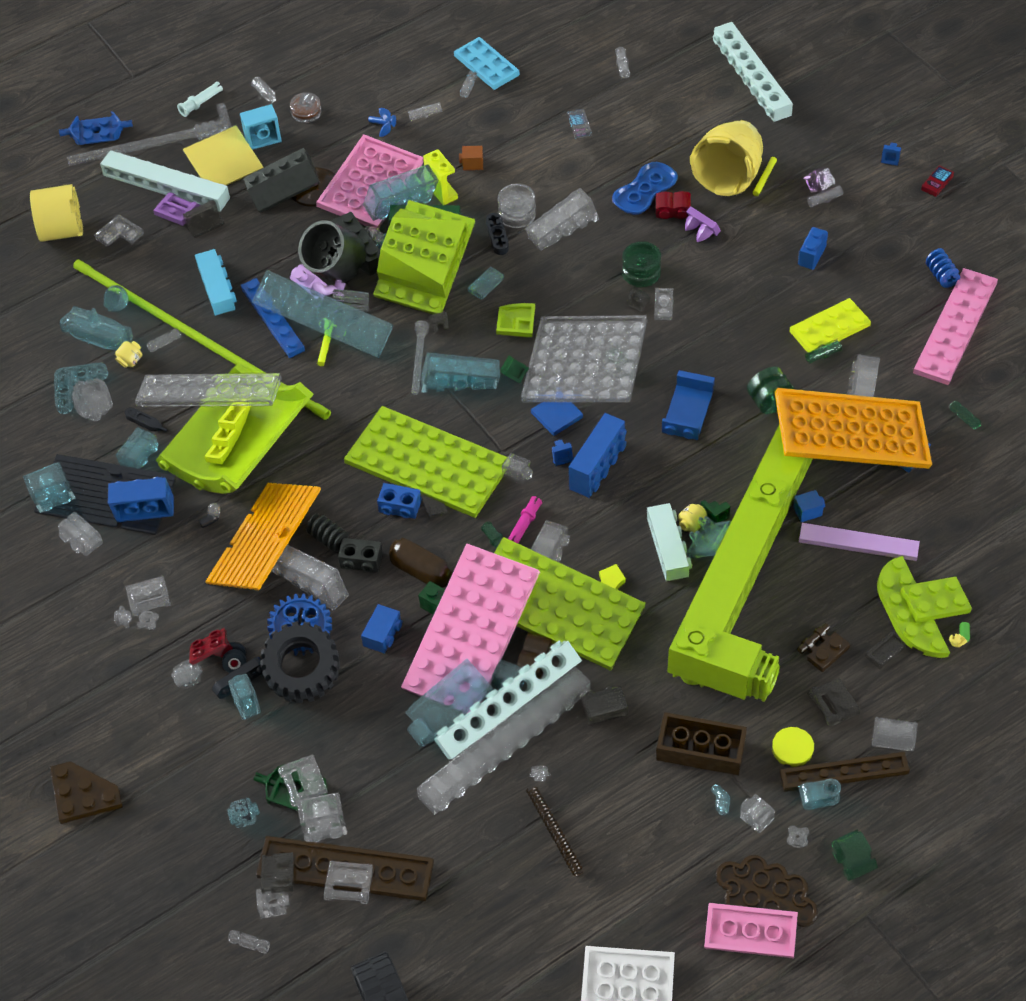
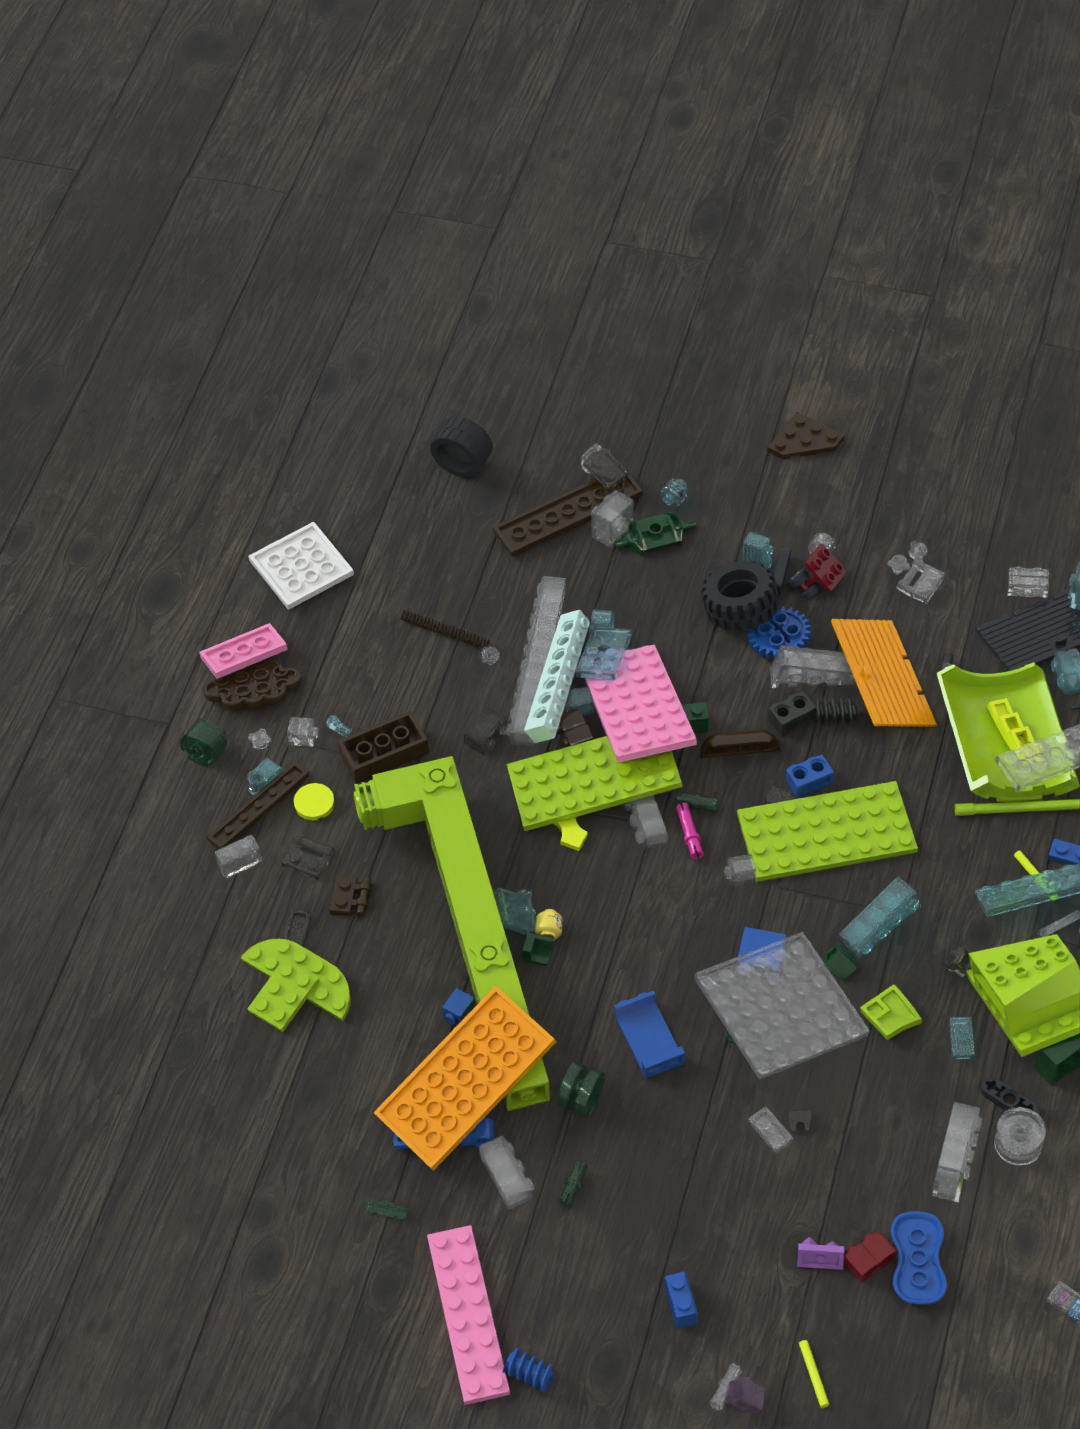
camera: 140 degrees right, 0 degrees up
(140, 499) = (1005, 622): blue brick -> none
(249, 941) = (587, 434): clear axle -> none
(309, 777) = (649, 532): clear plate -> none
(348, 875) = (554, 499): clear plate -> none
(381, 629) = (713, 672): blue piece -> none
(421, 330) = (962, 941): clear piece -> none
(562, 453) = (718, 911): blue tile -> none
(597, 455) = (679, 919): blue brick -> none
(641, 264) = (829, 1151): clear green wheel -> none
(668, 542) = (552, 893): light aqua brick -> none
(728, 158) = (856, 1337): light yellow piece -> none
(830, 325) = (591, 1223): neon yellow plate -> none
(859, 541) = (390, 1010): lavender tile -> none
(963, 637) = (239, 980): arm -> none

